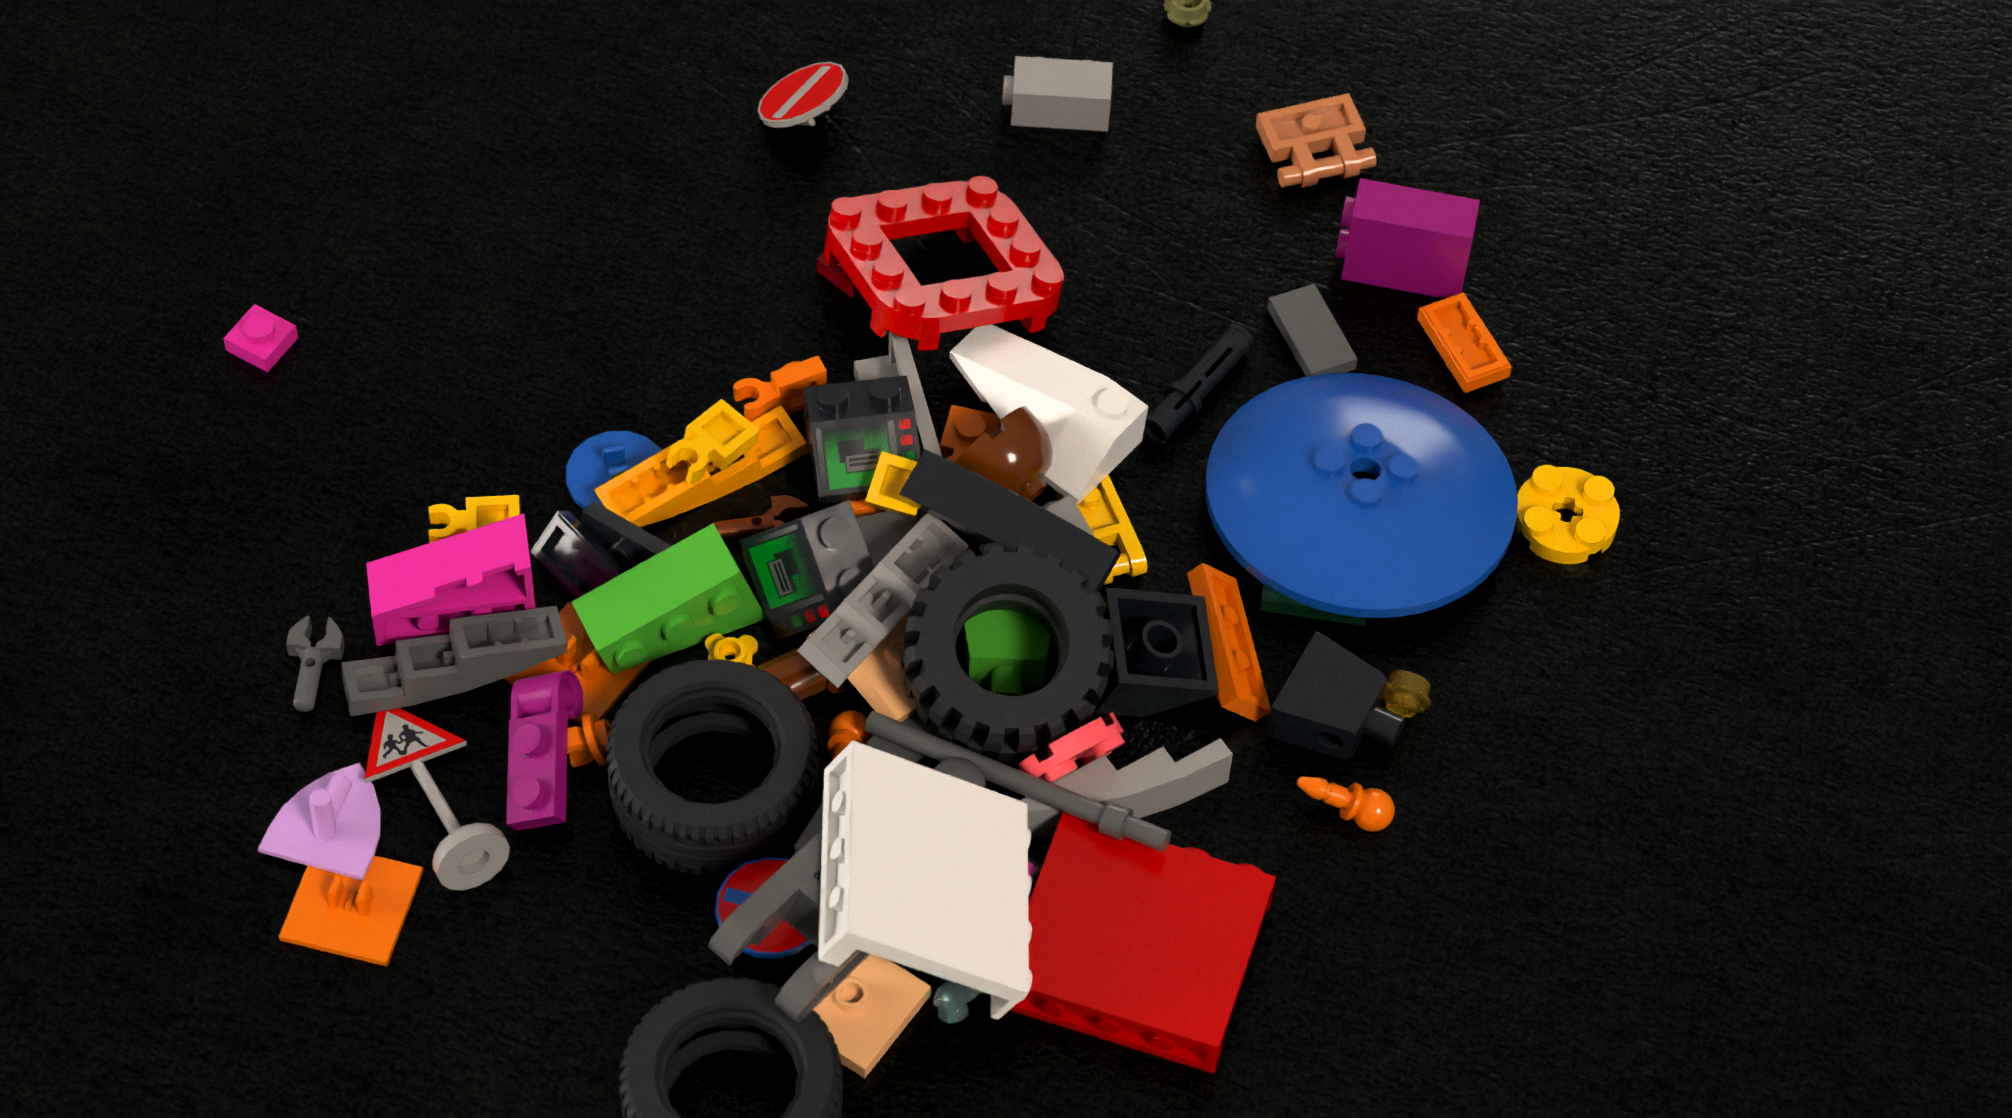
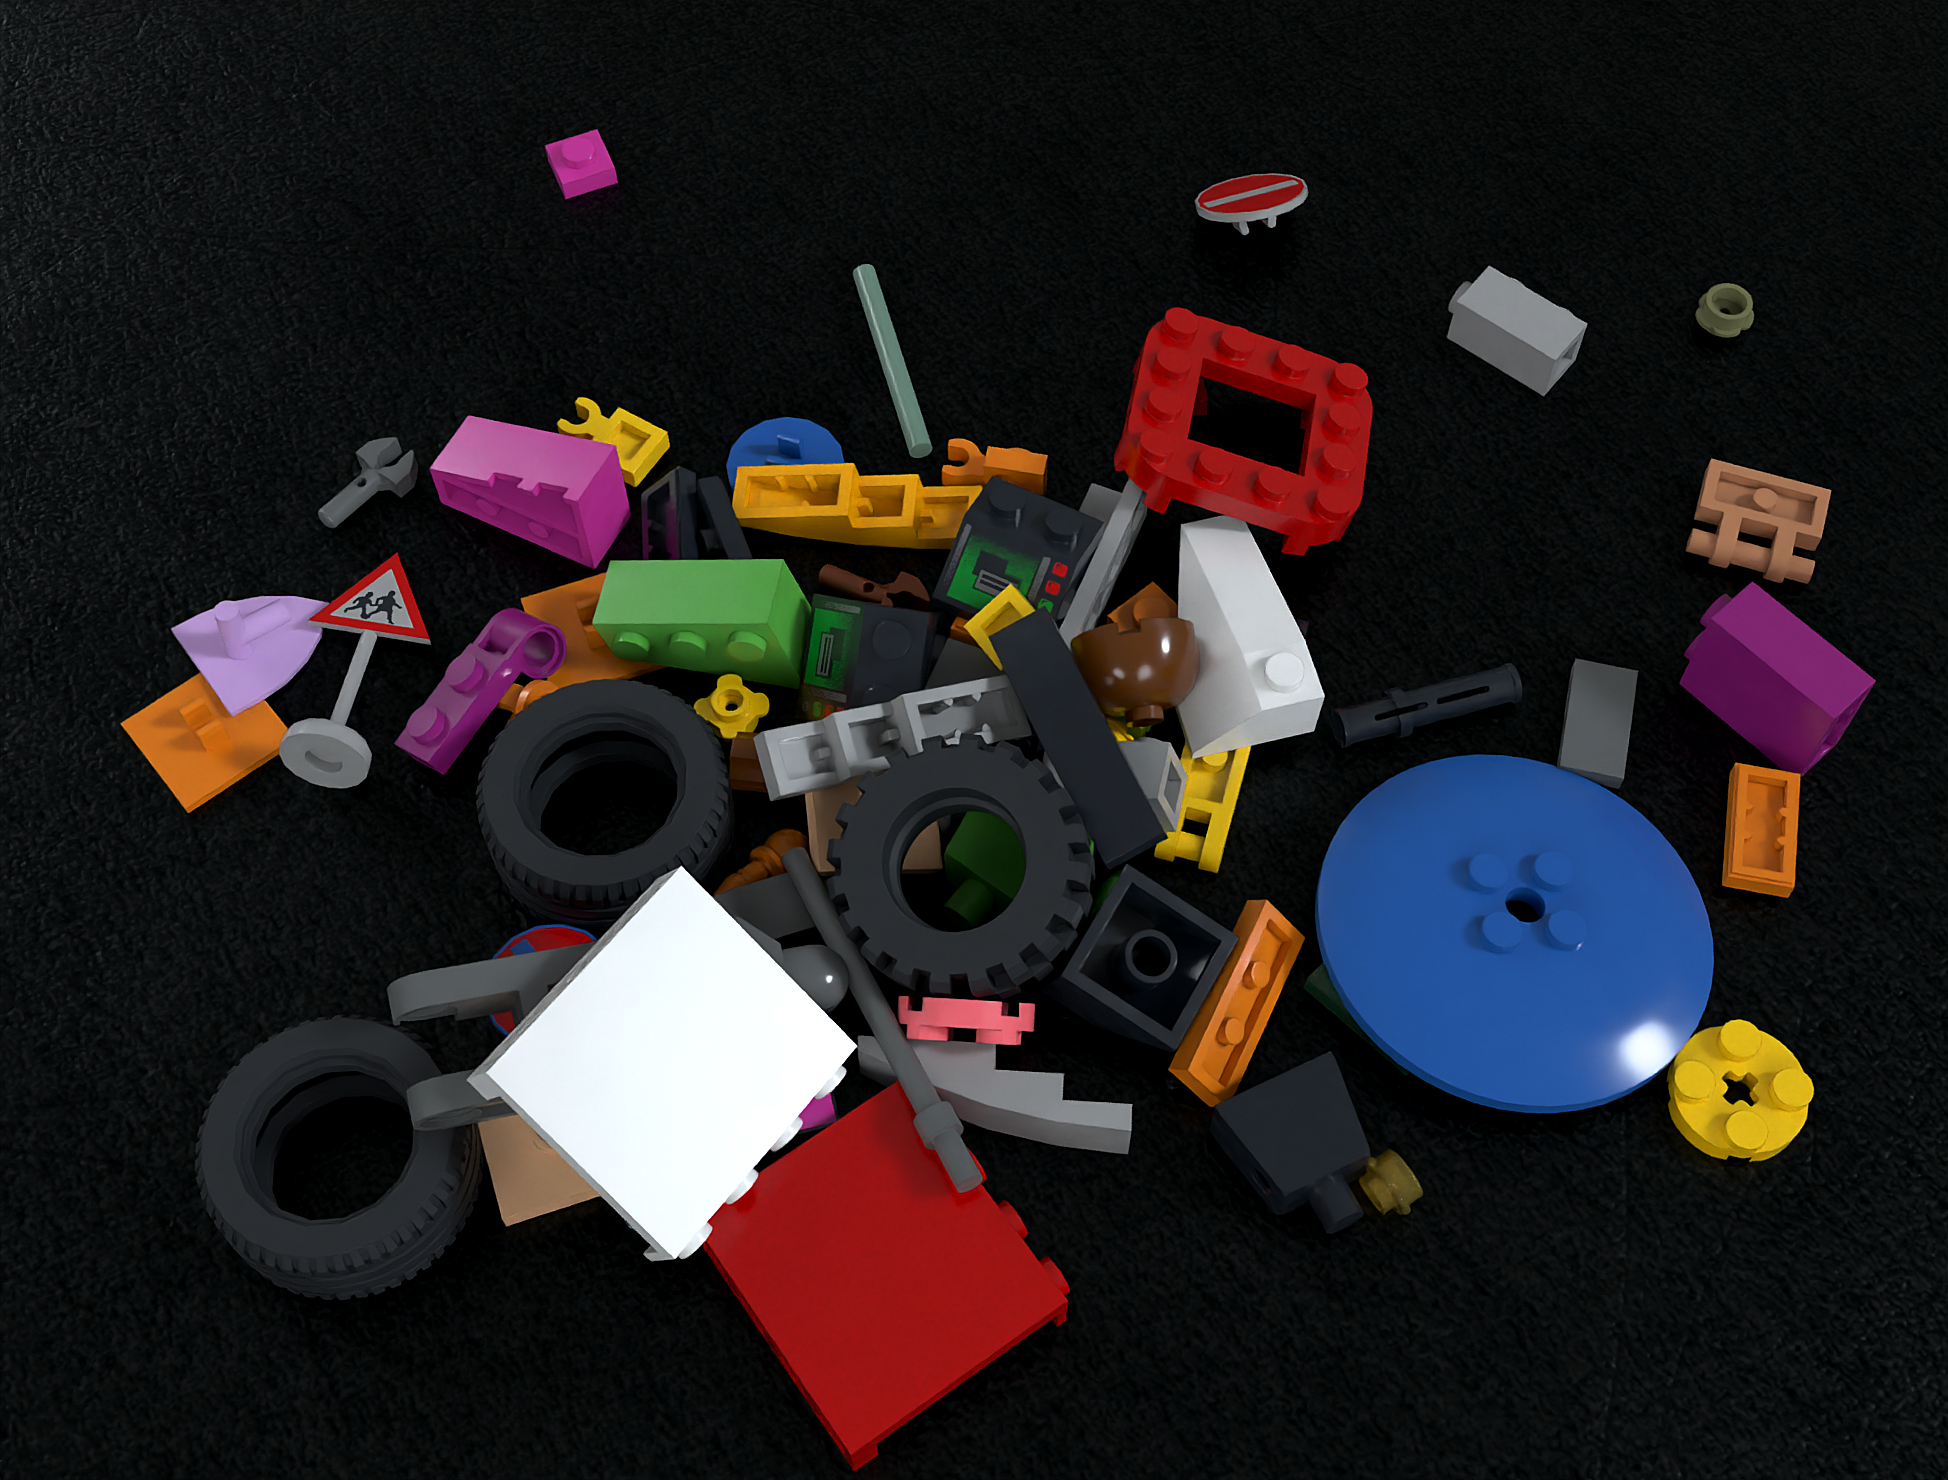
camera: 40 degrees right, 5 degrees up
(470, 656) = (481, 558): dark grey slope -> none
(631, 353) = (892, 361): none -> sand green bar
(714, 437) = (877, 478): yellow plate -> none
(1369, 808) = (1253, 1285): orange bar -> none

